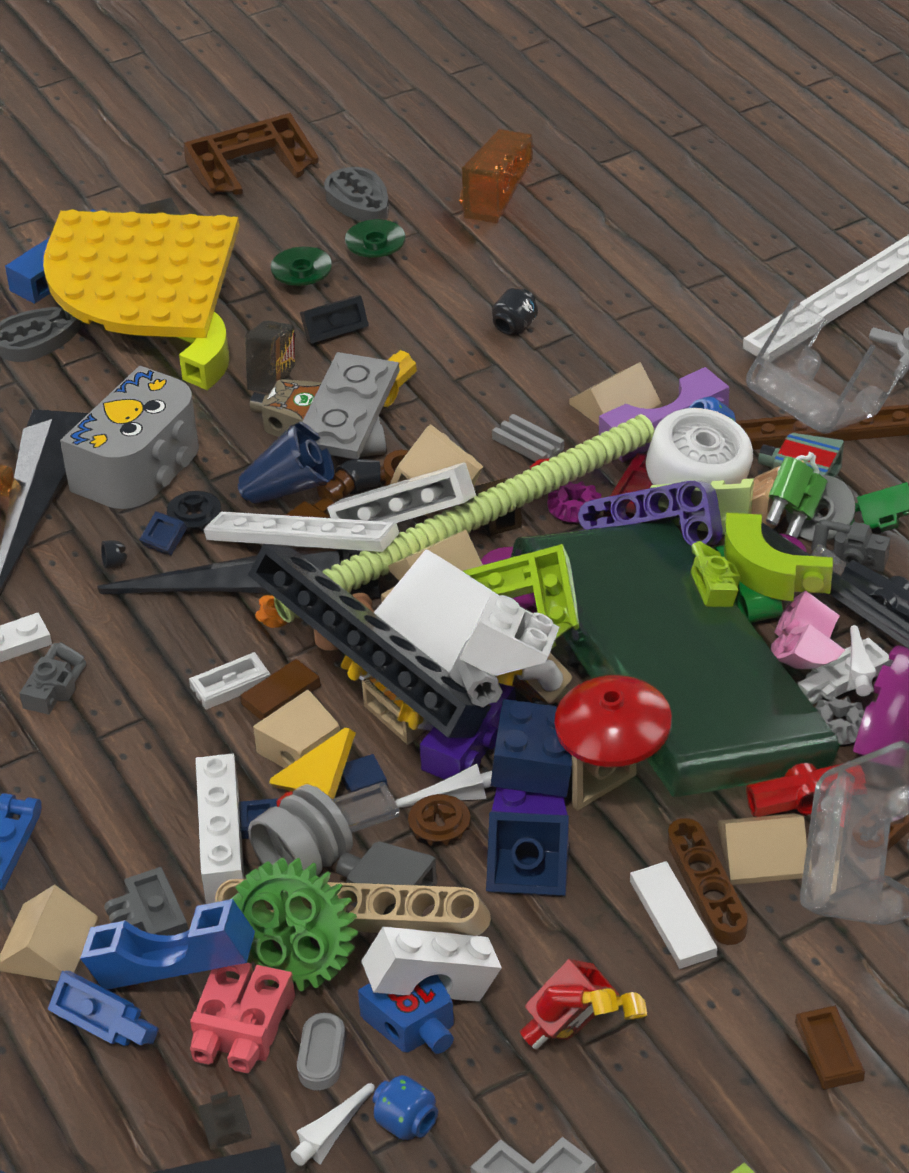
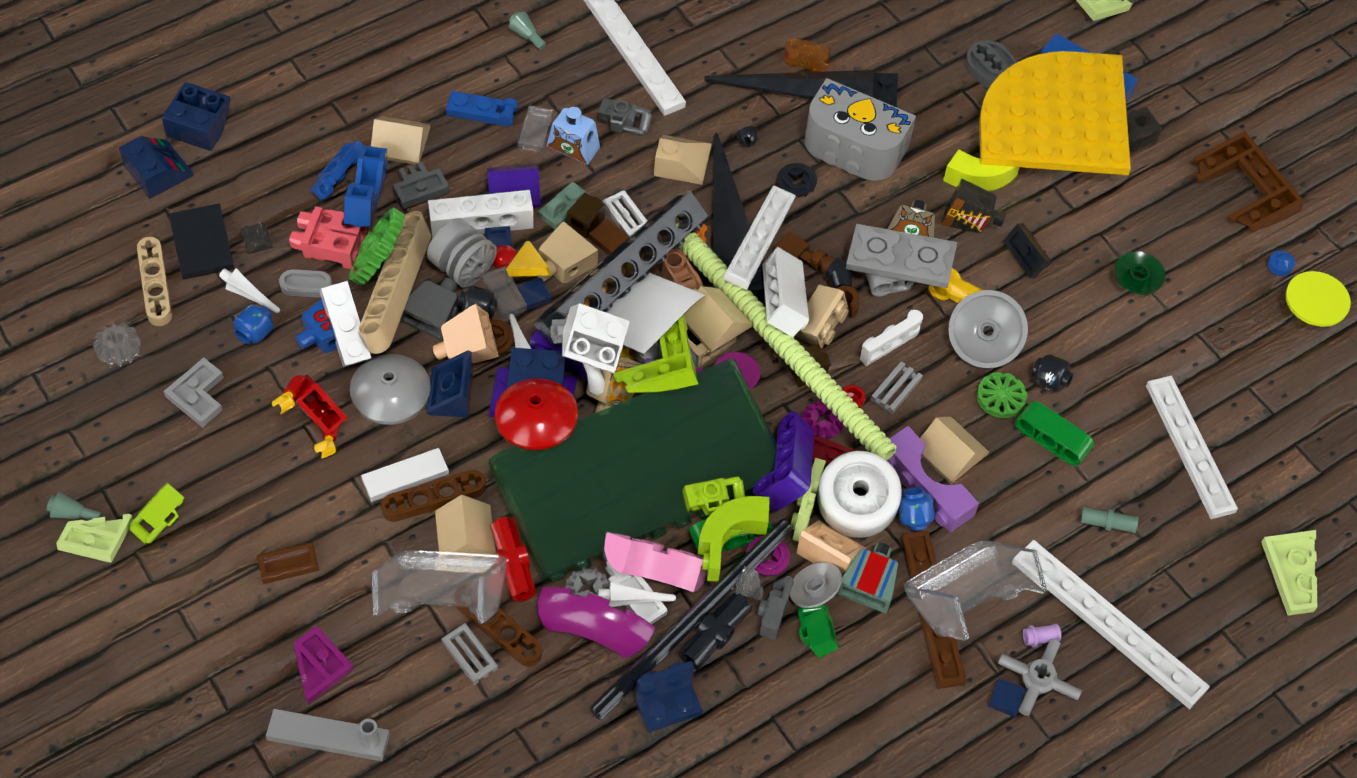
camera: 80 degrees right, 15 degrees up
(56, 777) = (535, 129): none -> clear tile
(87, 722) = (574, 135): none -> light blue torso
(137, 624) = (681, 159): none -> tan slope
(160, 798) = (515, 179): none -> dark purple slope
(163, 533) = (770, 163): dark blue tile -> none
(200, 739) = (556, 210): none -> sand green hinge
(232, 714) = (586, 214): none -> dark brown brick
(287, 466) = (829, 227): dark blue cone -> none
(301, 266) = (1095, 217): dark green dish -> none
(364, 147) = (1281, 263): none -> blue tile
(367, 204) = (1208, 273): dark grey piece -> none
(386, 823) = (482, 297): none -> black head
(423, 119) = (1318, 298): none -> neon yellow piece
(453, 831) = (468, 331): none -> light nougat torso
(457, 348) = (985, 310): none -> light grey dish
(459, 430) = (891, 338): none -> white plate
(494, 175) = (1246, 355): clear orange wedge -> none
(530, 938) = (390, 400): none -> light grey dish
(535, 354) = (1001, 395): none -> bright green wheel
(596, 317) = (1054, 433): none -> green beam
(606, 228) = (1191, 447): none -> white tile
(709, 287) = (1109, 519): none -> sand green pin
(752, 173) = (1293, 567): none -> yellowish green wing
(796, 491) = (815, 557): bright green piece -> none
(859, 342) = (1038, 635): none -> lavender pin

